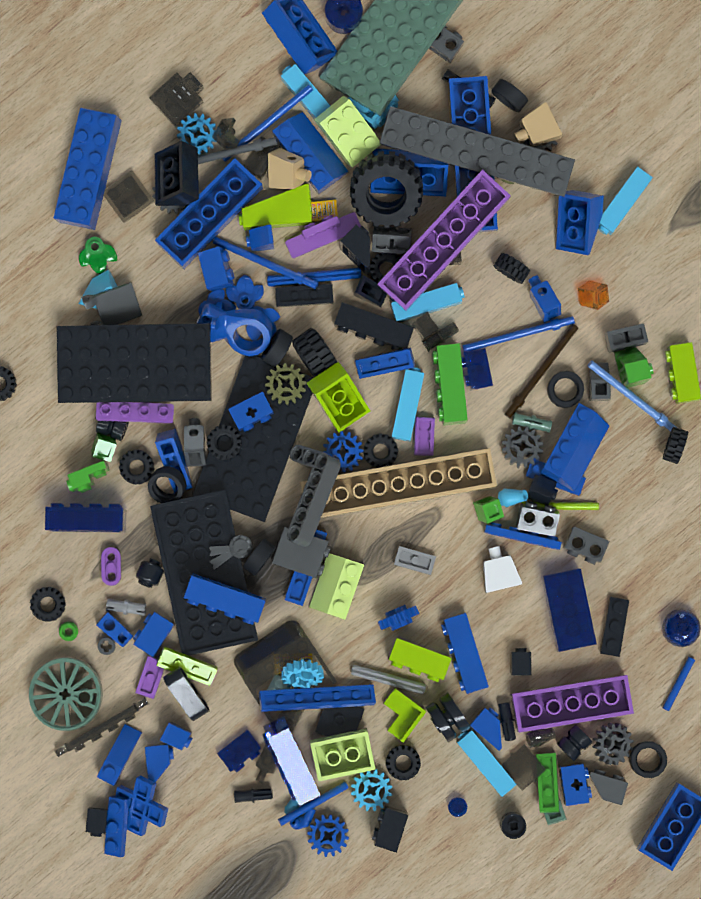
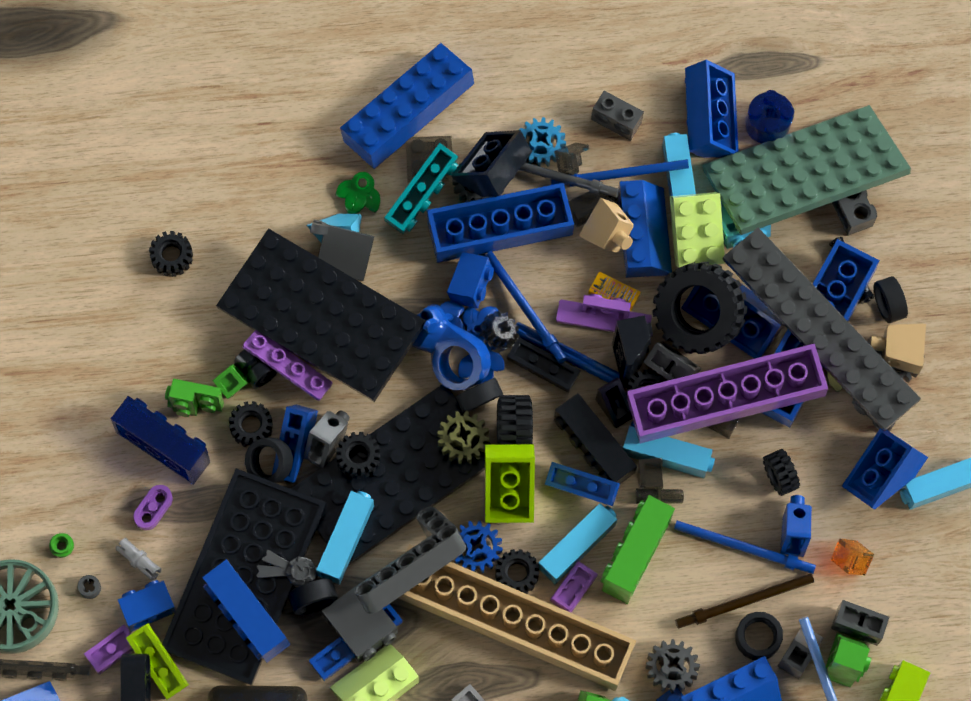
camera: 30 degrees right, 15 degrees down
(36, 601) = (55, 489): black tyre -> none
(114, 629) = (110, 573): blue leg -> none
(139, 226) = (421, 188): none -> teal brick
(149, 573) = (187, 539): black head -> none
(178, 98) = (546, 96): clear smoke piece -> none
(237, 80) = (617, 115): none -> dark grey brick
(240, 411) = (395, 438): blue brick -> none
(253, 503) = (345, 536): none -> medium azure brick
(257, 298) = (499, 331): none -> clear smoke gear
(260, 238) = (537, 279): blue slope -> none
(282, 210) = (574, 265): lime slope -> none
(477, 369) = (676, 555): clear blue bracket -> none
(532, 422) = (700, 647): sand green pin -> none

